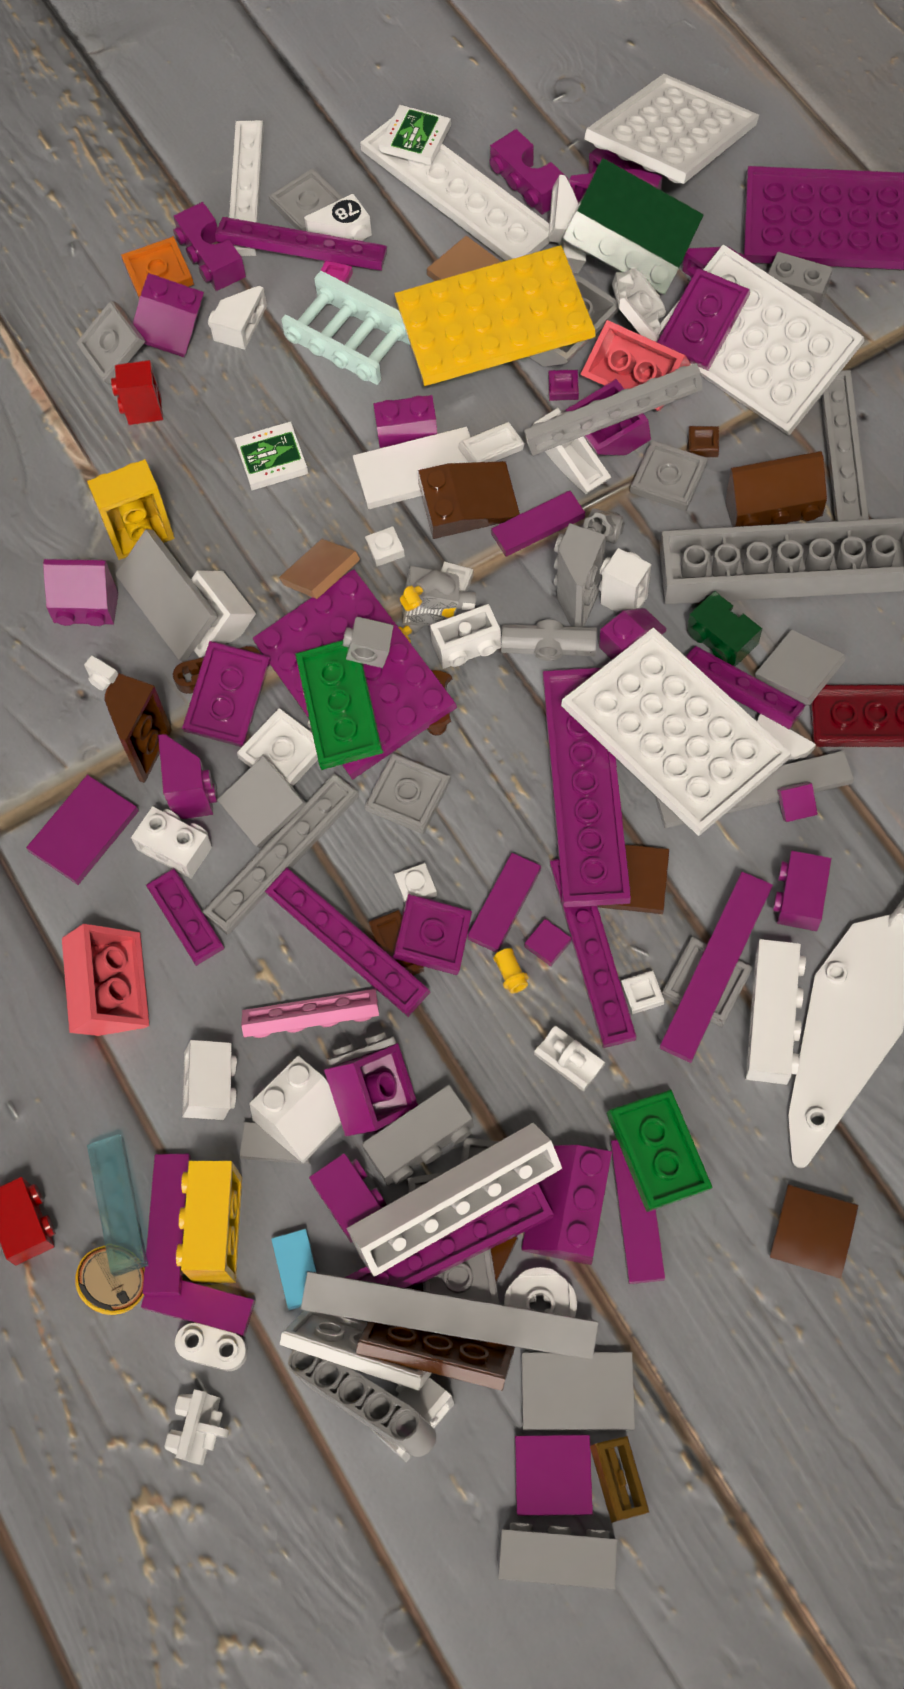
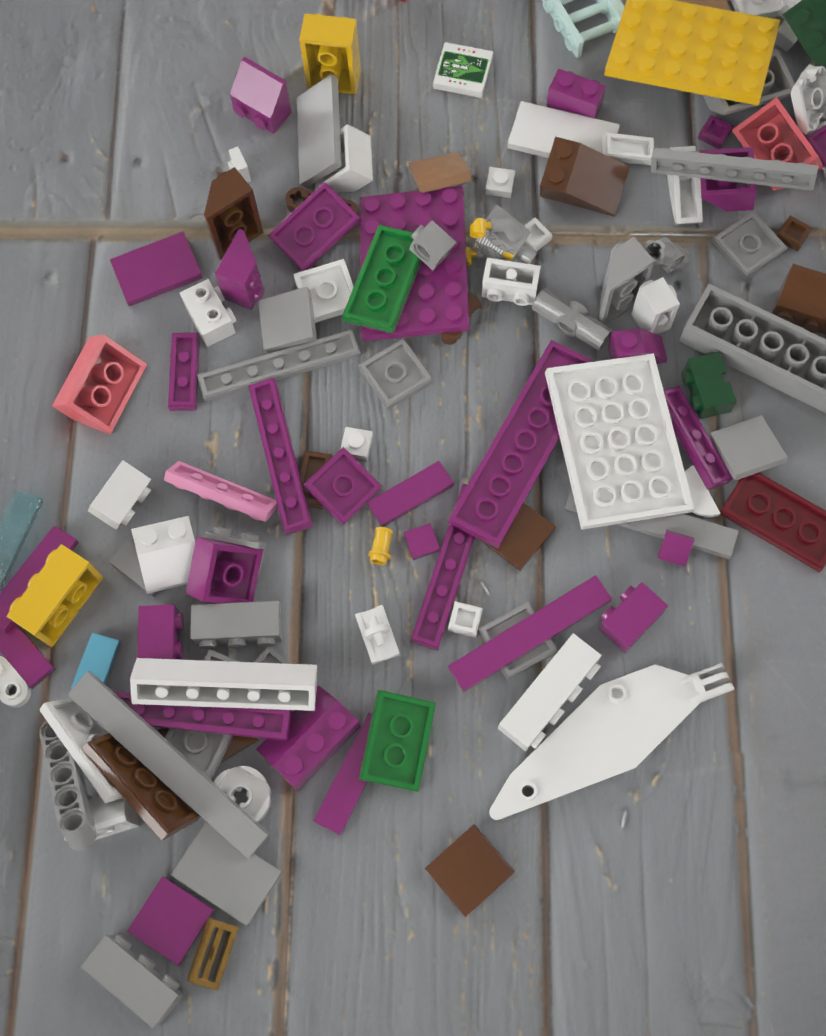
camera: 30 degrees right, 5 degrees up
(538, 523) = (624, 226): magenta tile -> none

